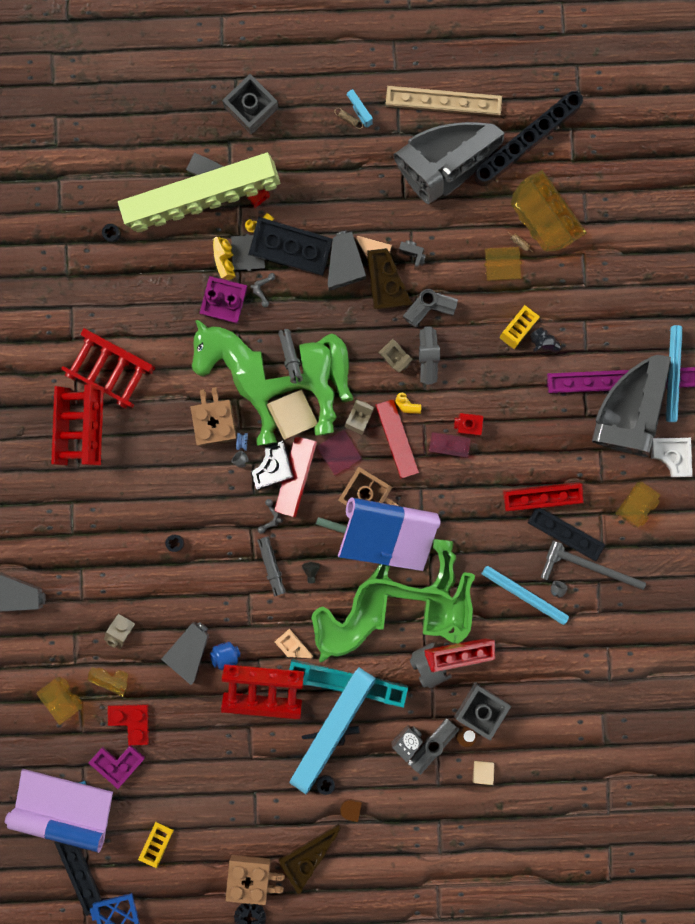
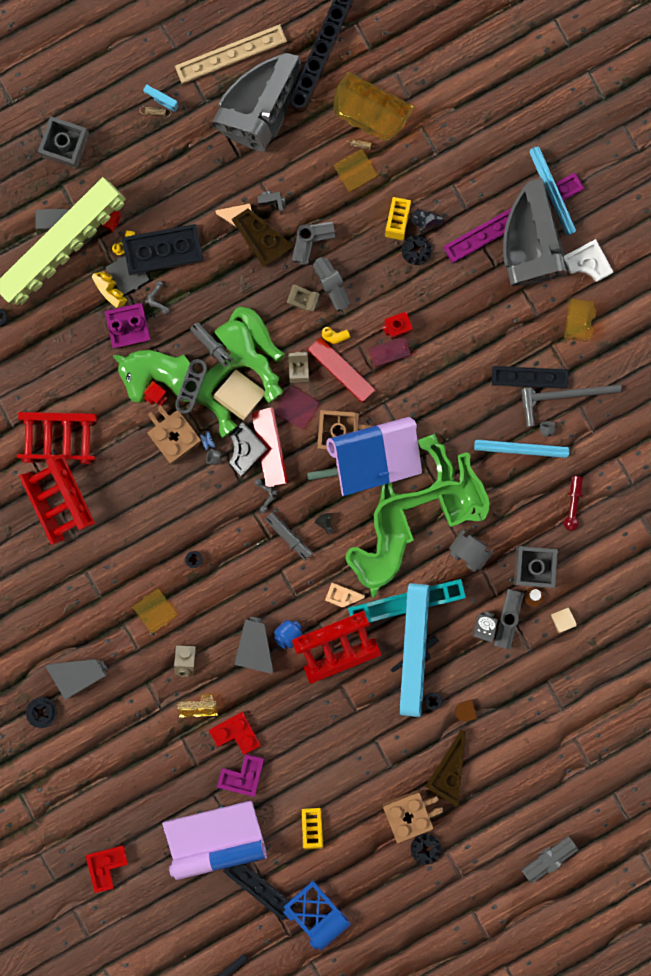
camera: 25 degrees left, 0 degrees up
(60, 700) = (164, 746): clear yellow brick -> none
(115, 571) = (155, 610): none -> clear yellow piece
(217, 375) = (155, 394): none -> red plate
(242, 388) = (184, 393): none -> dark grey beam
(344, 262) = (217, 239): dark grey slope -> none
(460, 654) = (491, 527): red slope -> none
(514, 369) = (413, 258): none -> black gear
(536, 685) = (571, 522): none -> dark red pin
(543, 496) = (493, 355): red slope -> none

